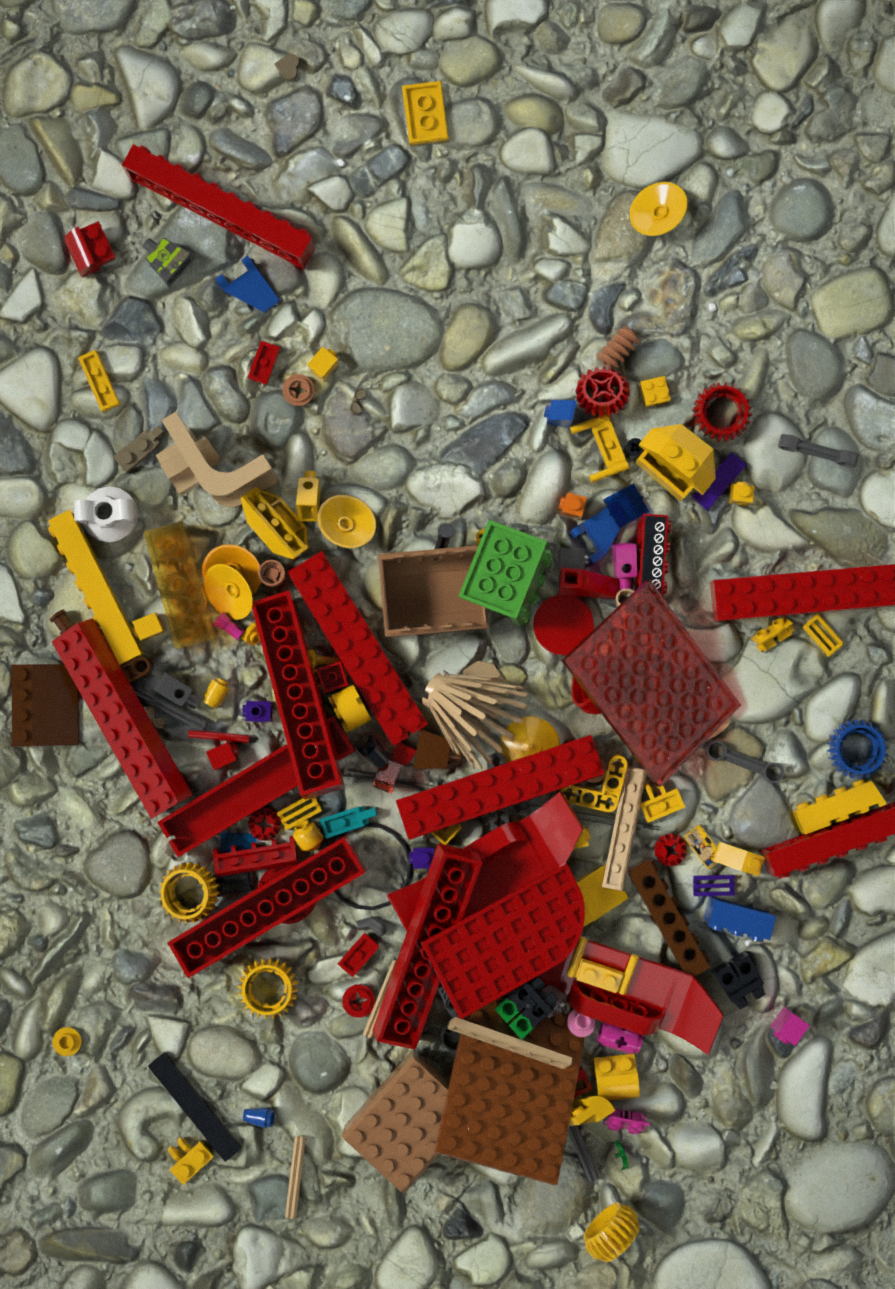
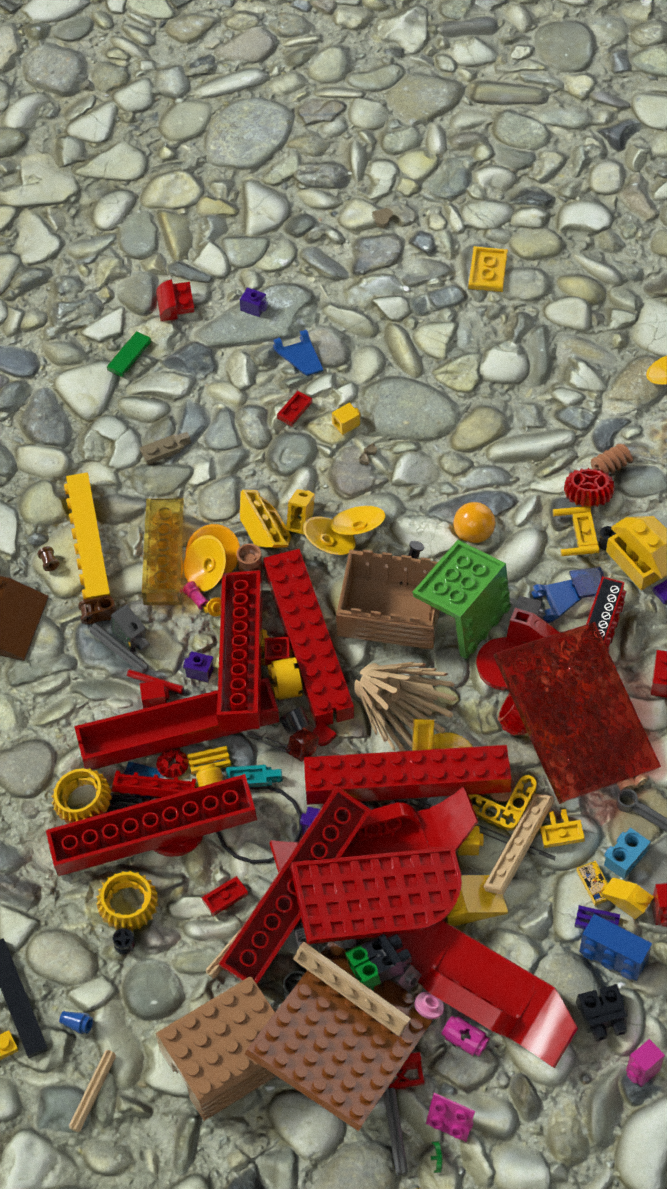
camera: 15 degrees right, 30 degrees down
(61, 333) = (129, 354): none -> green tile
(99, 381) = (148, 393): yellow tile -> none
(118, 525) = (117, 486): white piece -> none
(121, 718) = (73, 639): red brick -> none
(148, 627) = (123, 578): yellow brick -> none
(157, 722) = (99, 648): tan piece -> none
(167, 259) = (237, 320): torso -> none
(178, 229) = (253, 302): none -> dark purple brick
(192, 462) = (228, 468): tan piece -> none
(216, 692) = (165, 643): yellow brick -> none
(218, 206) = (294, 291): red brick -> none
(275, 1029) = (121, 936): none -> black wheel
(293, 383) = (314, 429): nougat gear -> none
(353, 1008) = (205, 932): red gear -> none
(371, 494) = (357, 520): none -> yellow hat
(373, 923) = (247, 872): dark grey arm -> none
(434, 752) = (352, 736): reddish brown torso -> none
(492, 462) = (474, 522): none -> light orange piece
(505, 743) = (423, 734): none -> yellow tile
(560, 412) = (547, 495): blue slope -> none
(572, 505) = (539, 568): orange brick -> none
(590, 1110) = (412, 1090): yellow brick -> none
(598, 974) = (460, 962): yellow plate -> none
(616, 1077) = (451, 1076): yellow brick -> none
(624, 554) = (576, 613): dark pink torso -> none
(637, 874) = (531, 886): reddish brown brick -> none
(654, 391) = (637, 501): yellow piece -> none
(661, 852) = (561, 886): red gear -> none
(732, 812) = (629, 854): none -> dark azure brick

